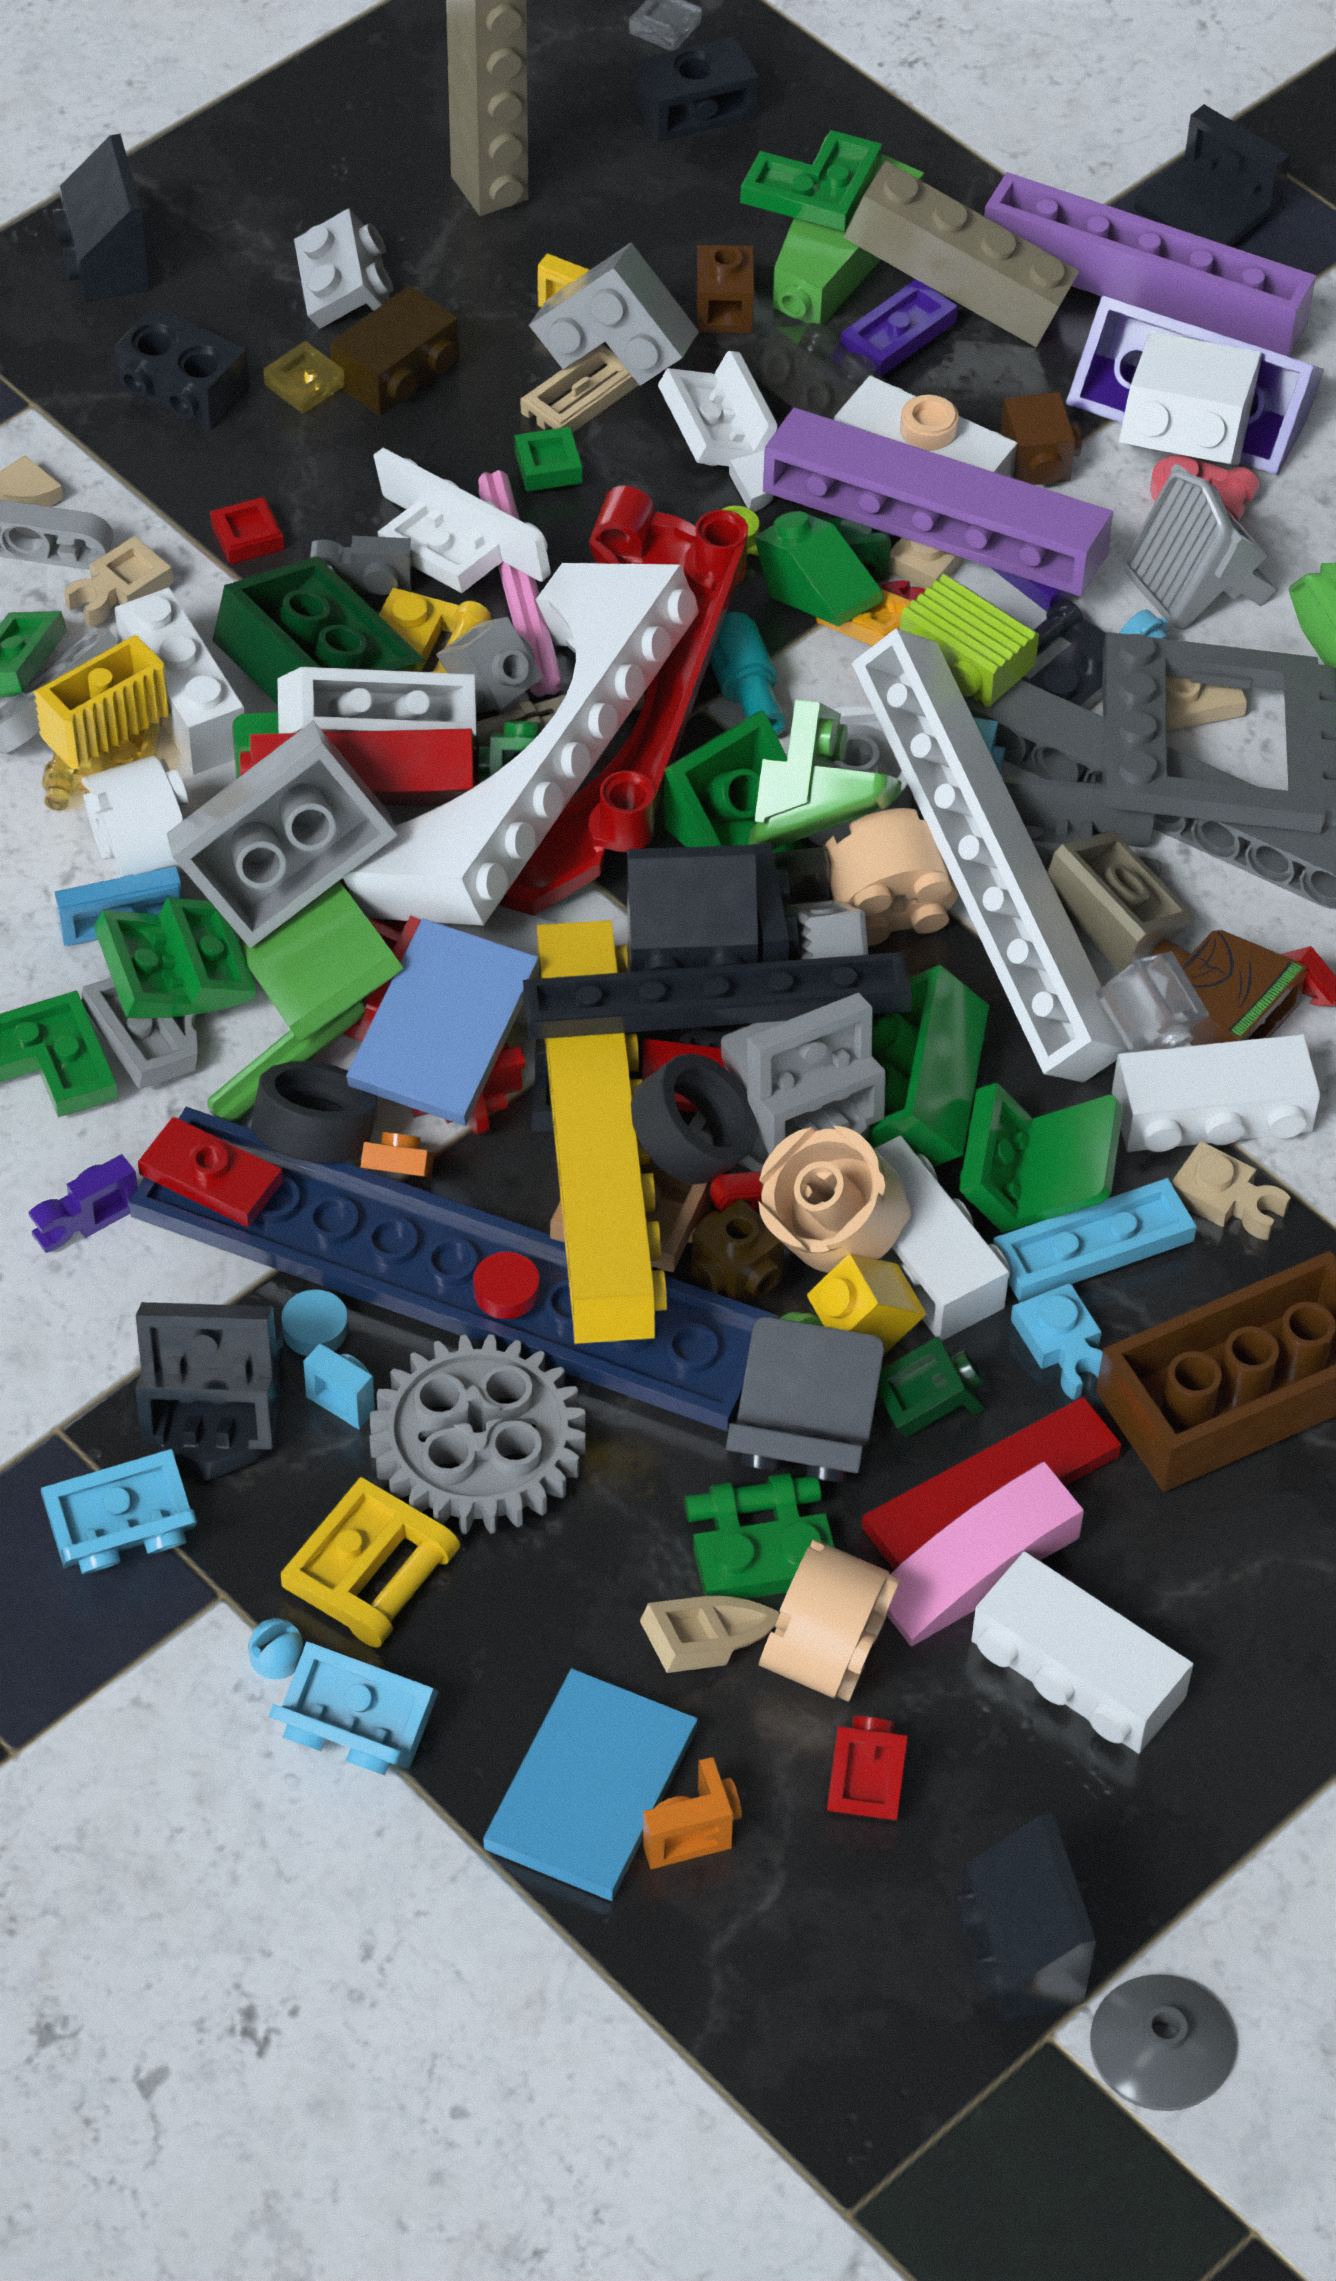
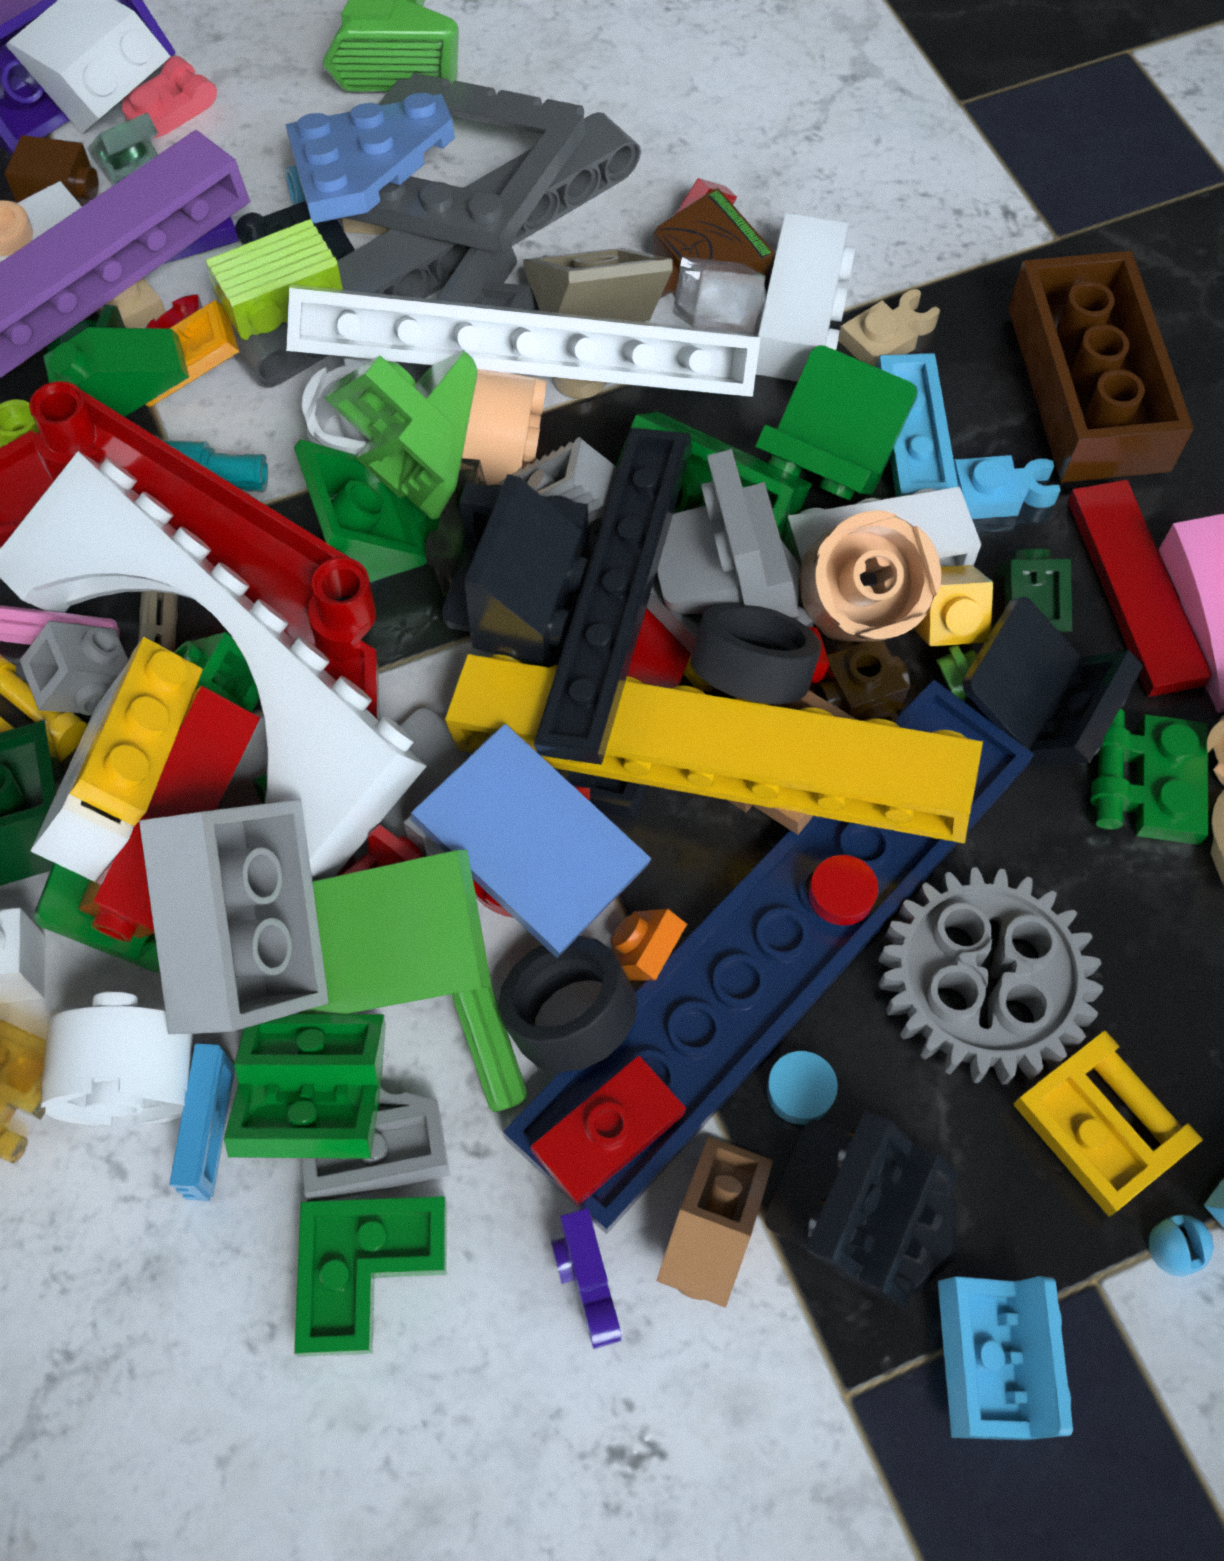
camera: 70 degrees left, 10 degrees up
(161, 1266) = (715, 1222): none -> medium nougat slope
(339, 1385) = (899, 1081): medium azure plate -> none
(408, 699) = (137, 732): none -> yellow plate
(1104, 480) = (124, 148): none -> slope
(1165, 649) = (358, 152): none -> medium blue plate
(1194, 552) = (244, 101): light grey piece -> none

